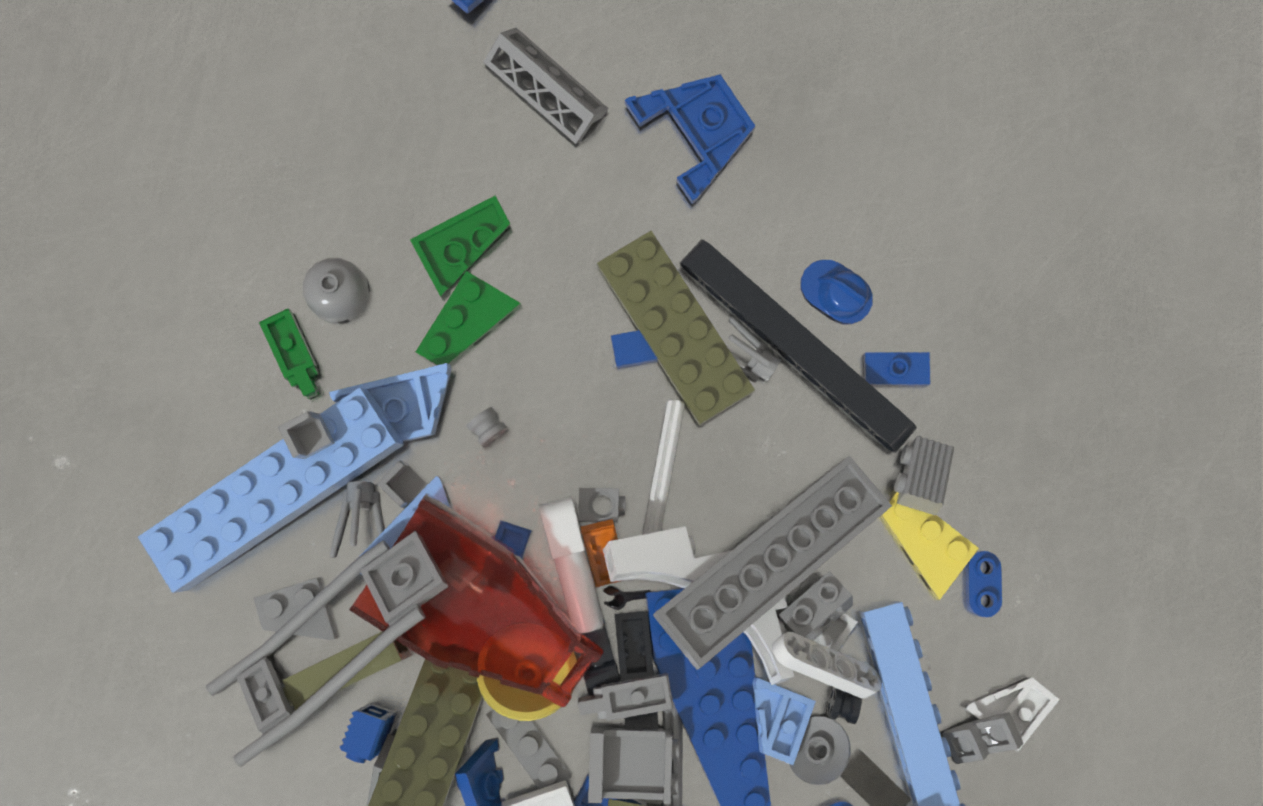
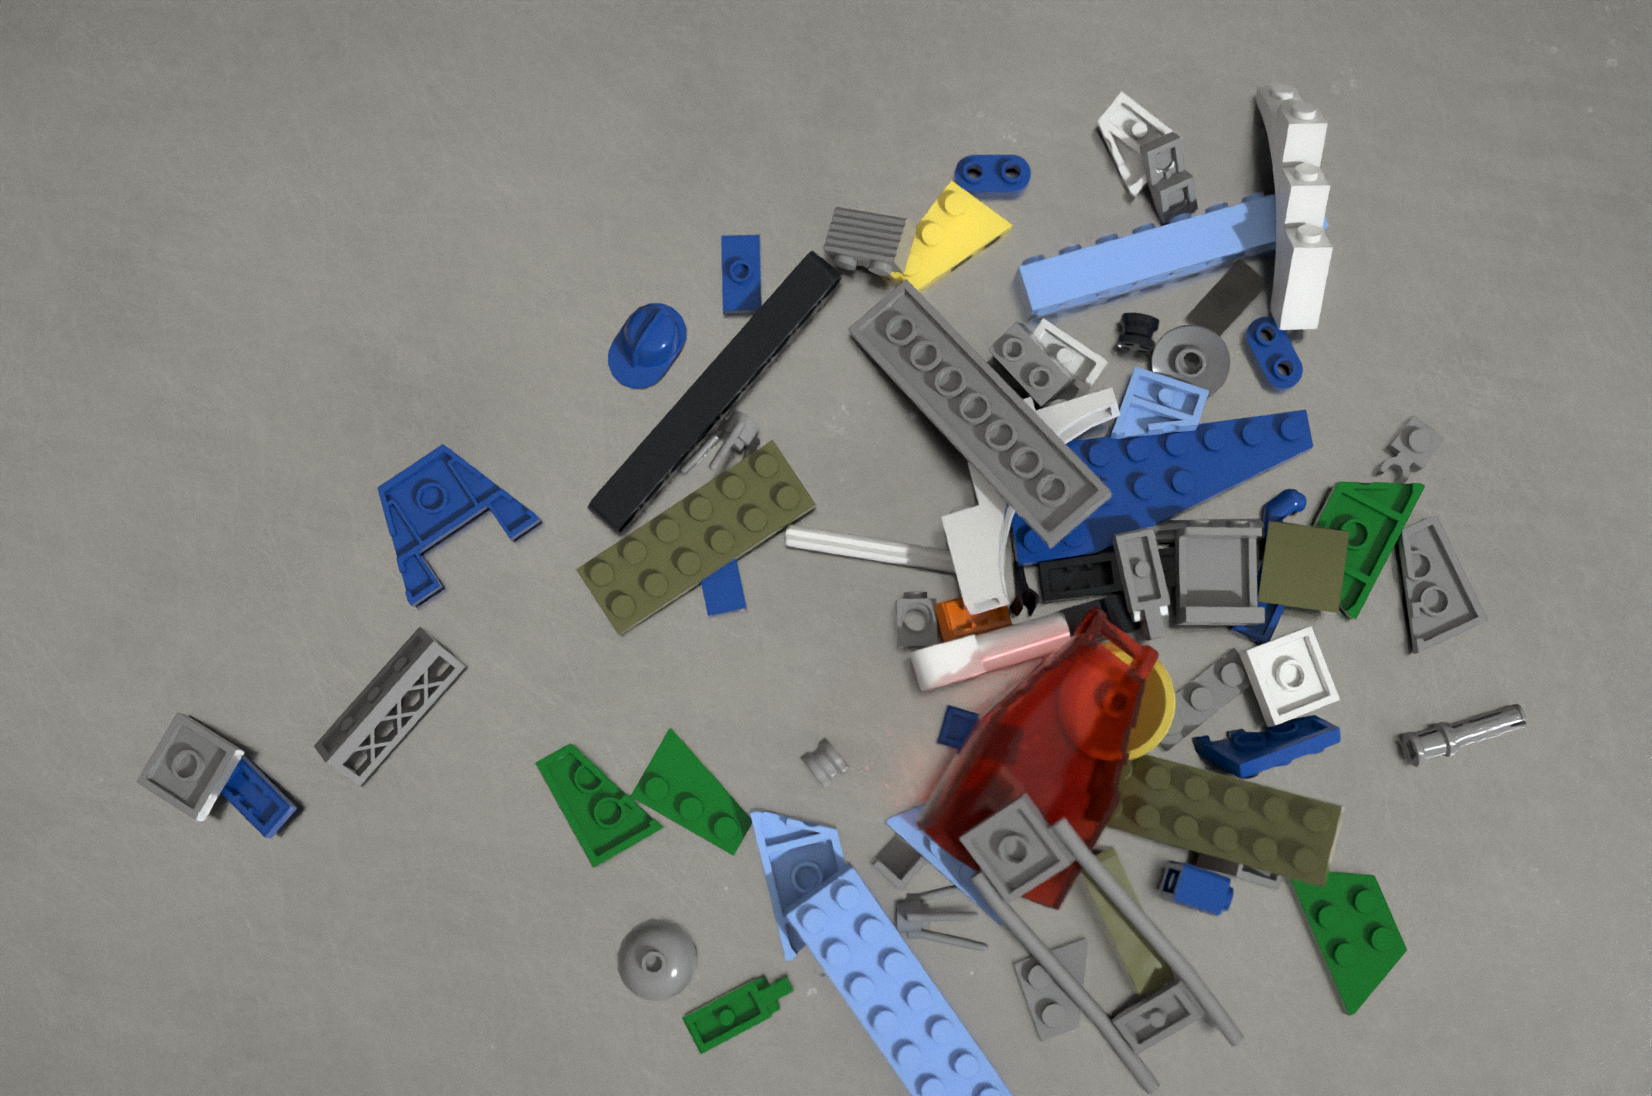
camera: 95 degrees left, 0 degrees up
(306, 435) = (849, 974): light grey panel -> none
(797, 652) = (1091, 349): white beam -> none

